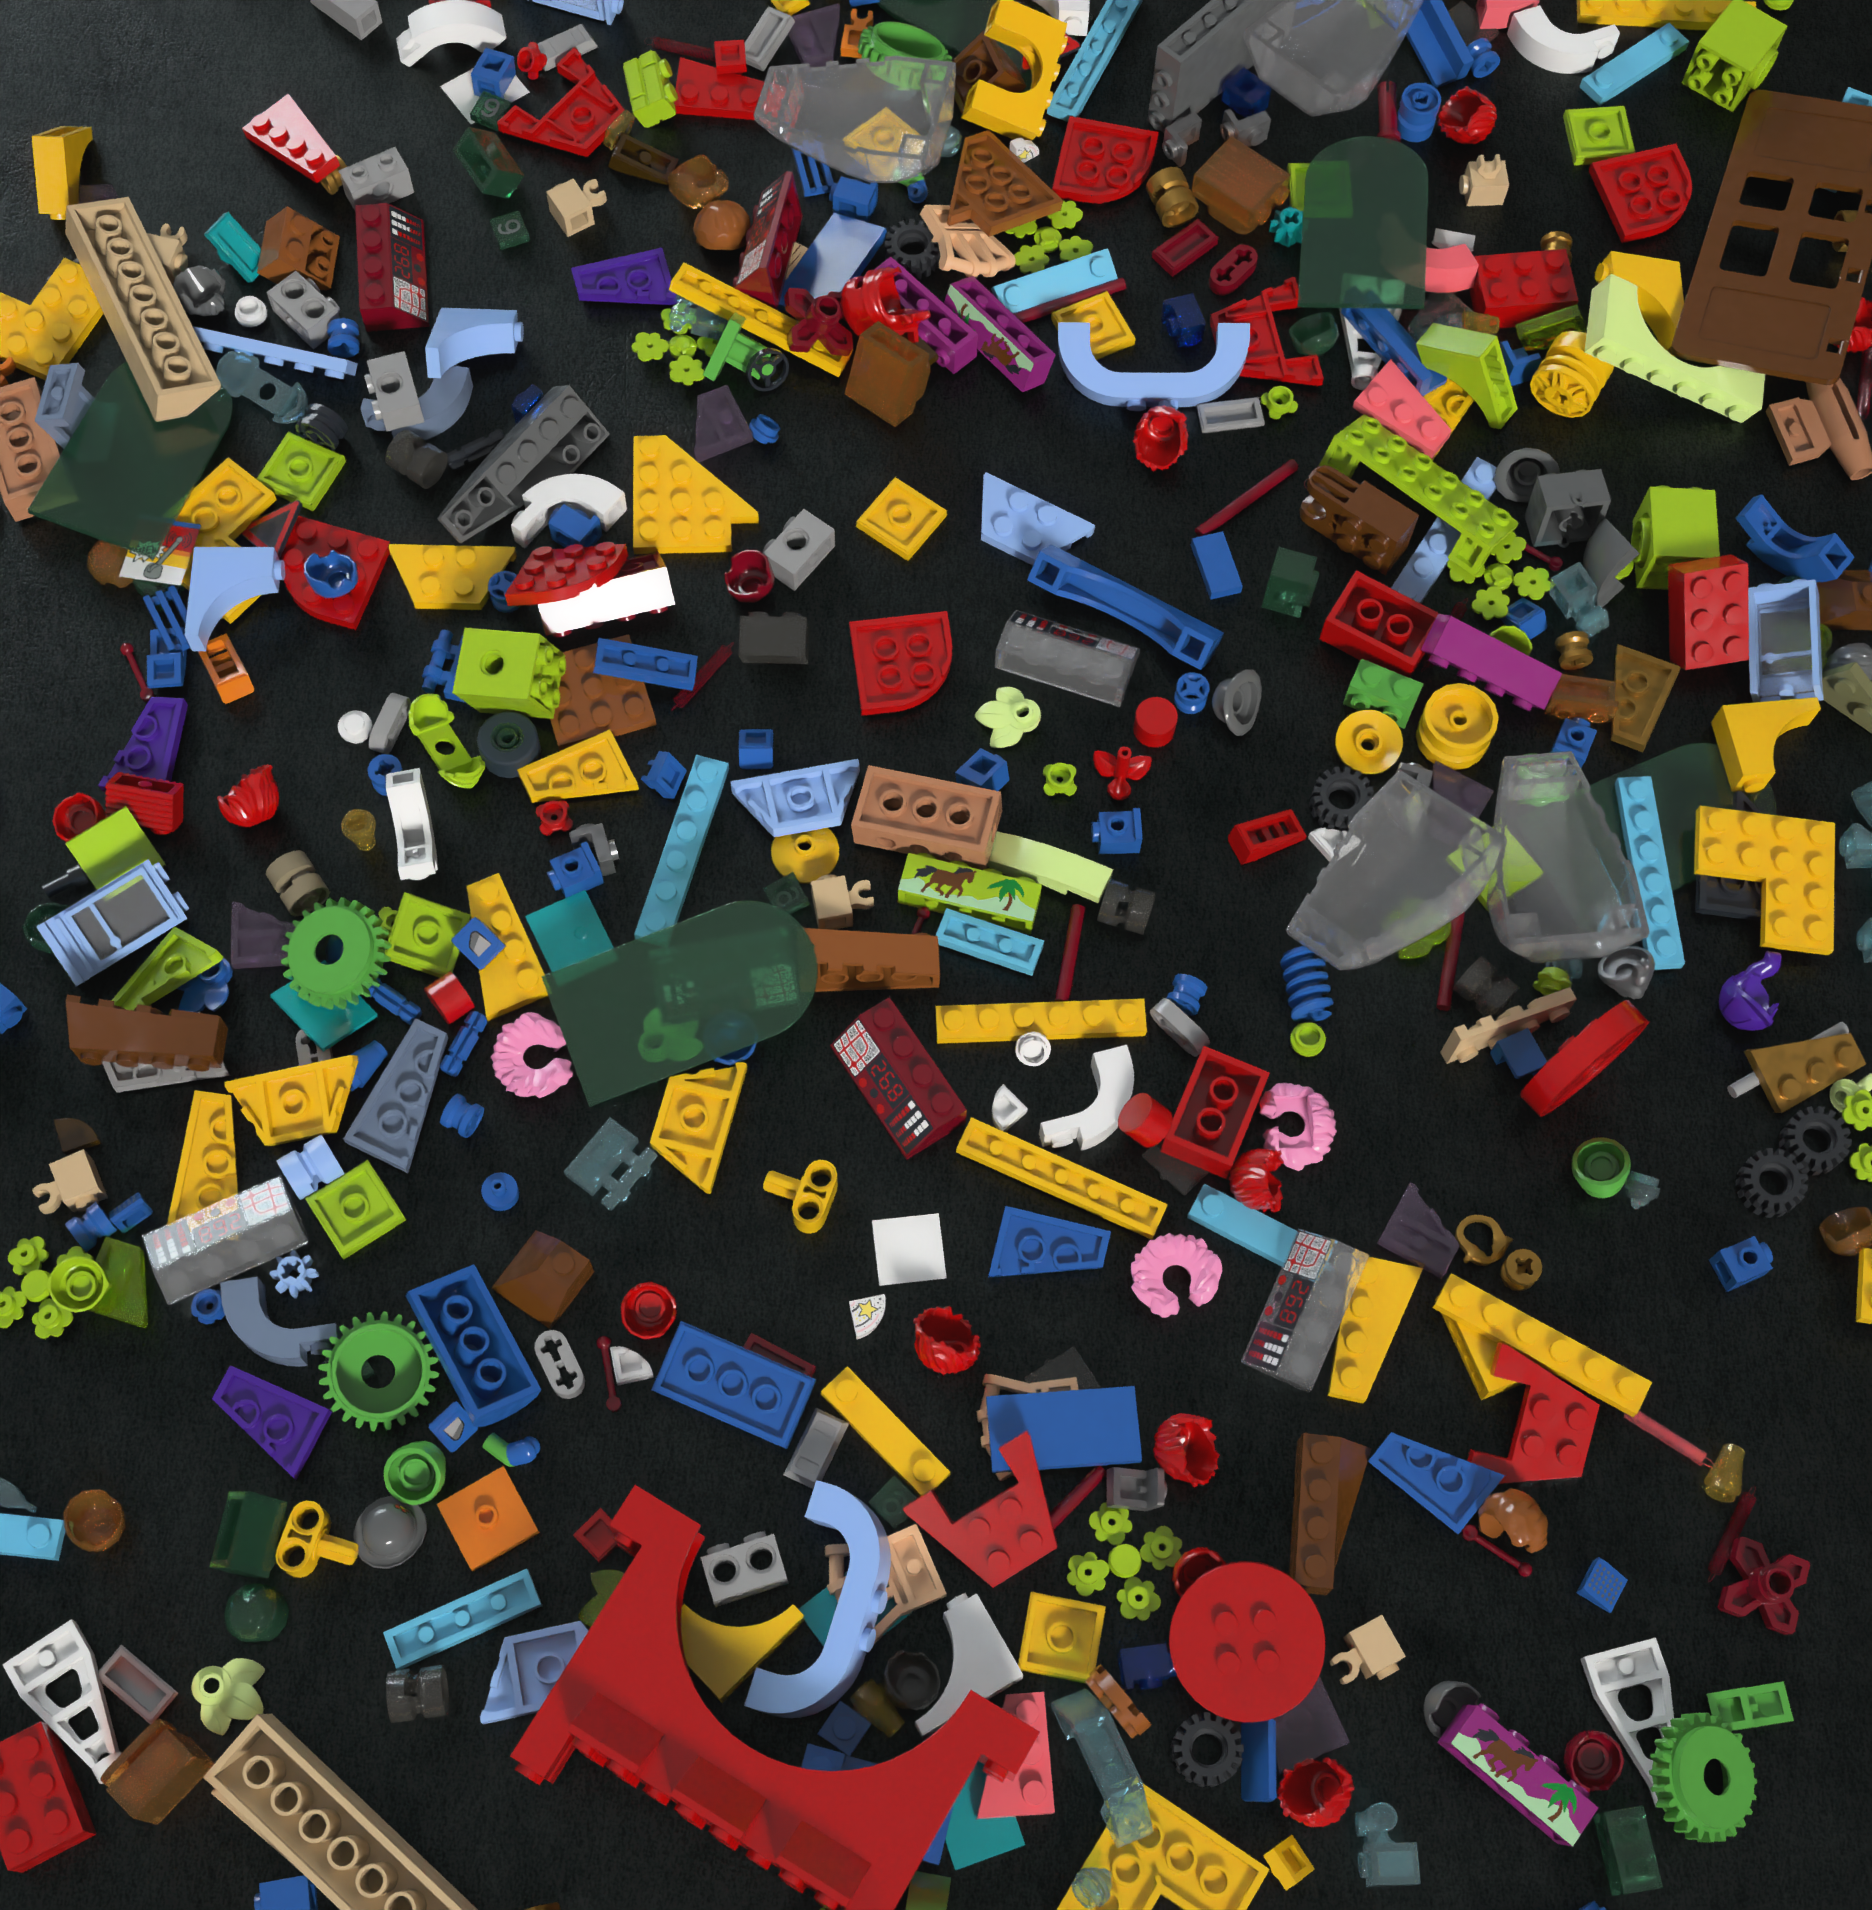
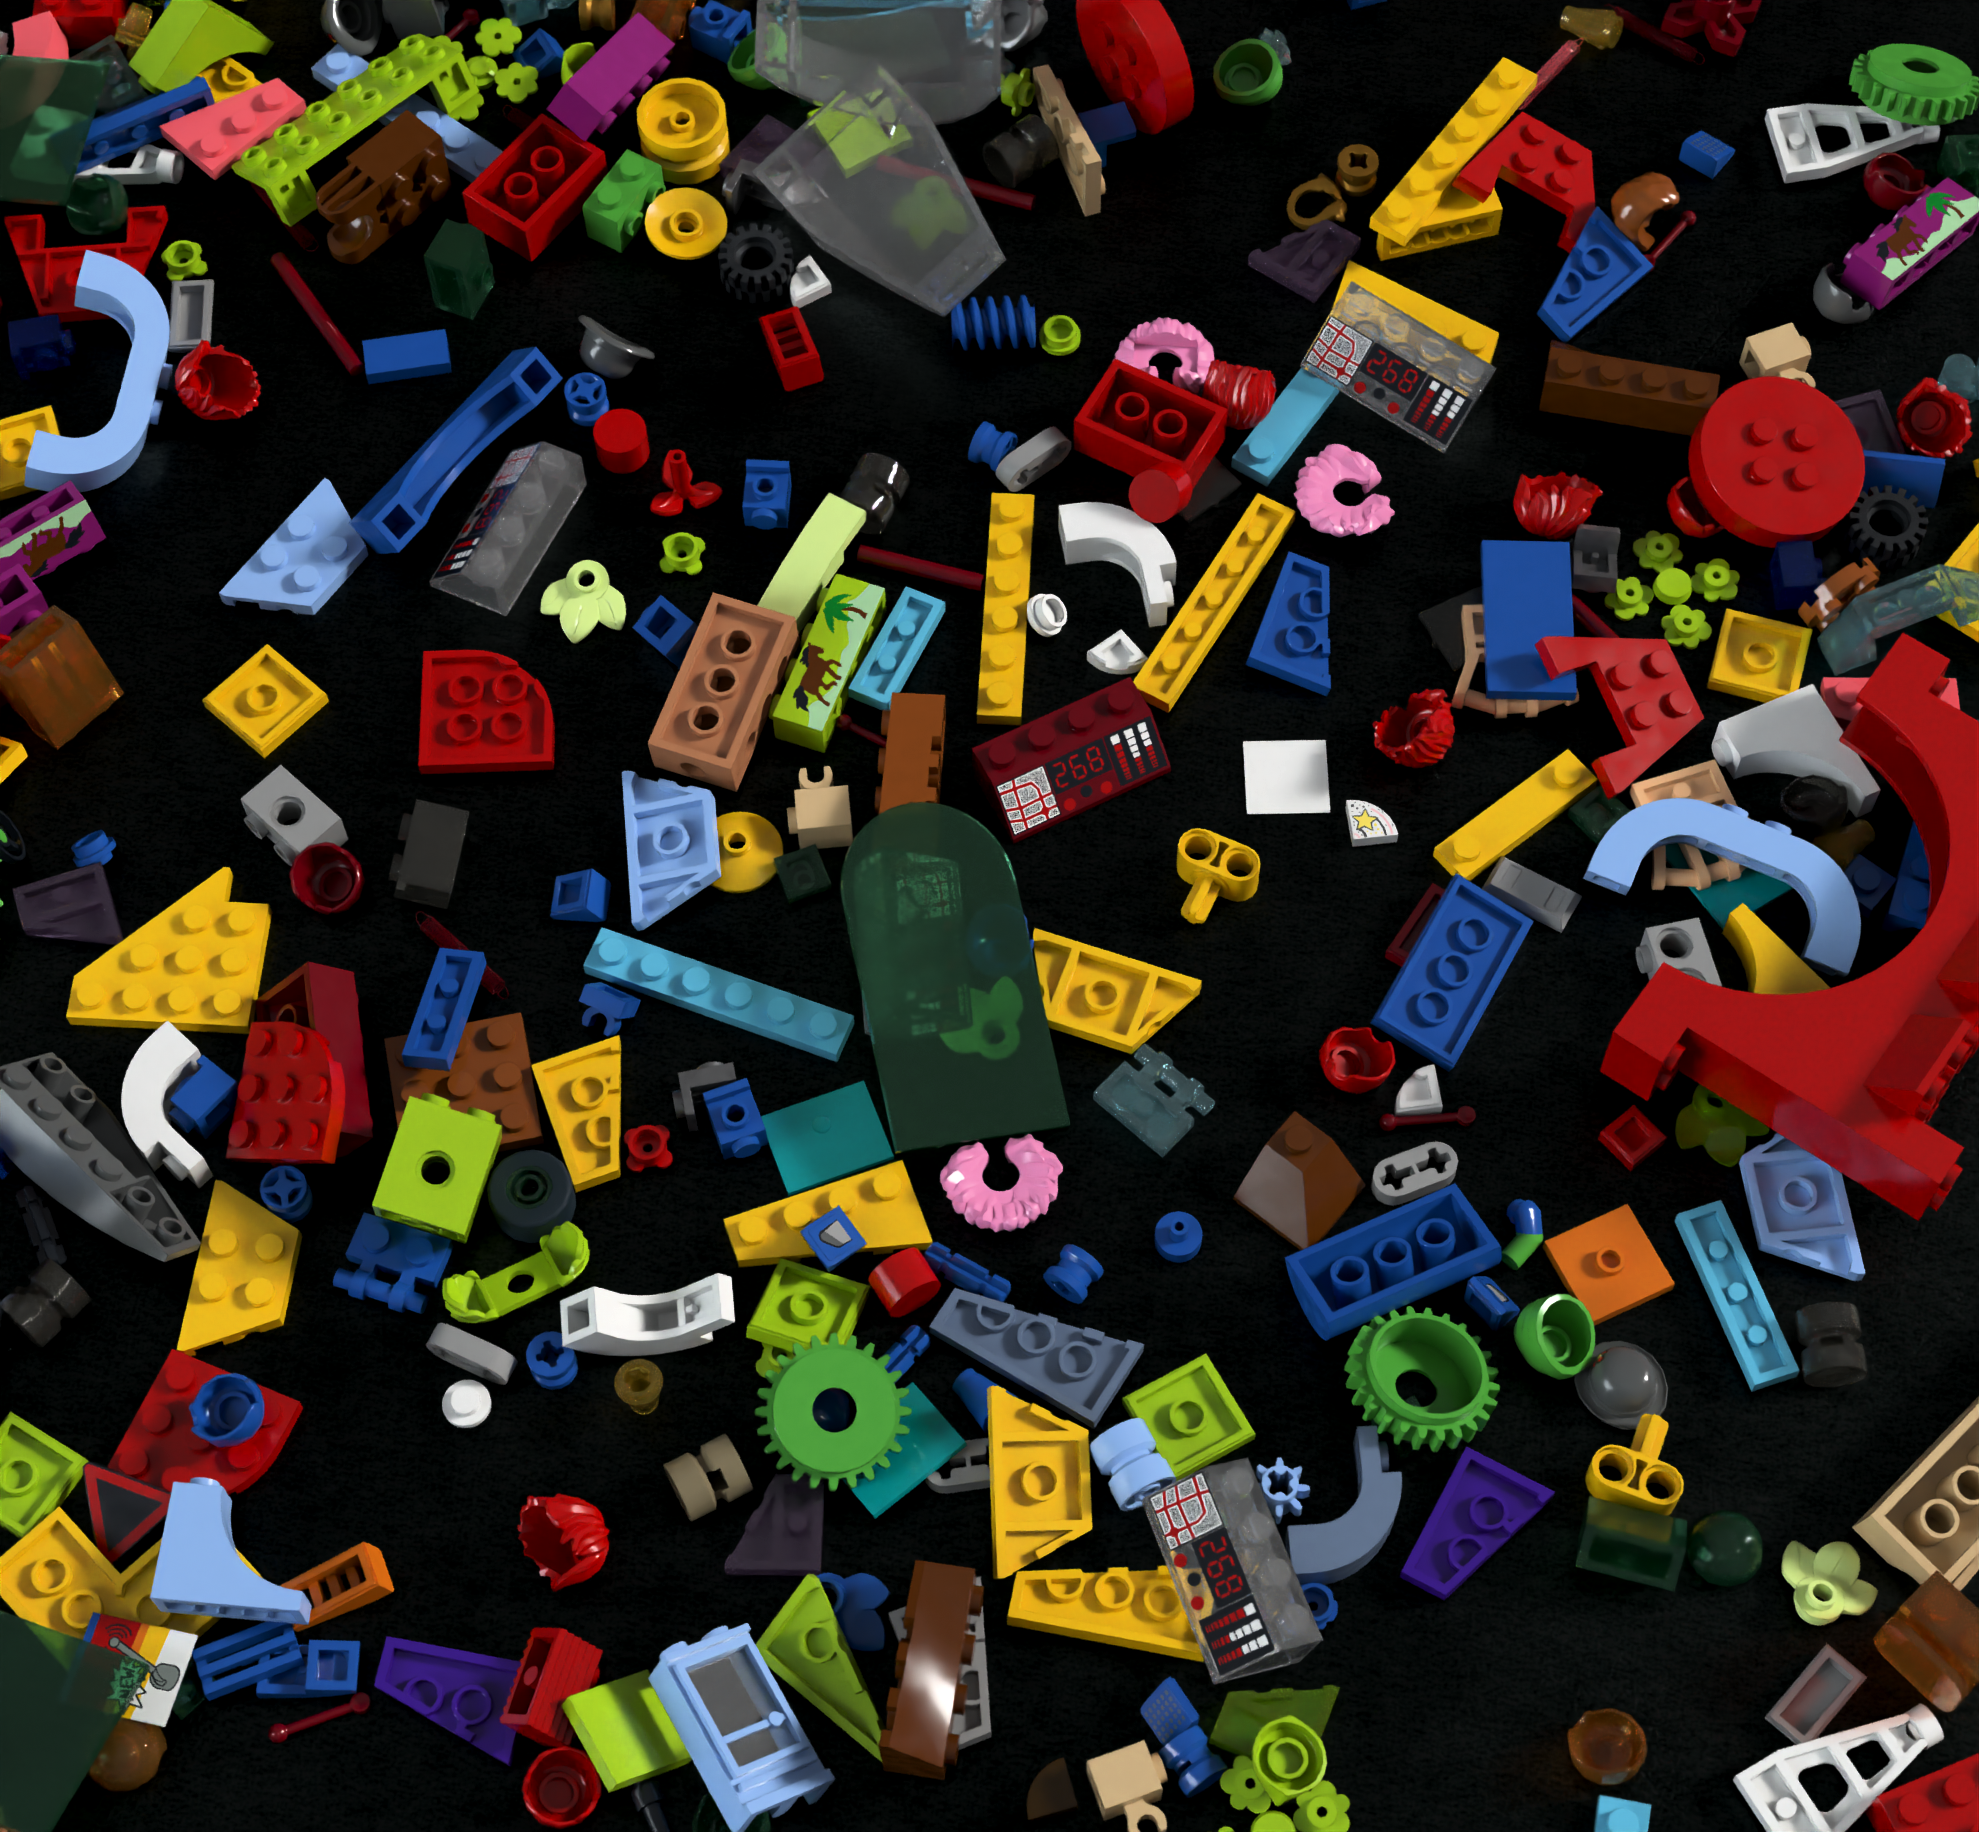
camera: 80 degrees left, 5 degrees down
(1752, 1706) = (1833, 44): bright green slope -> none

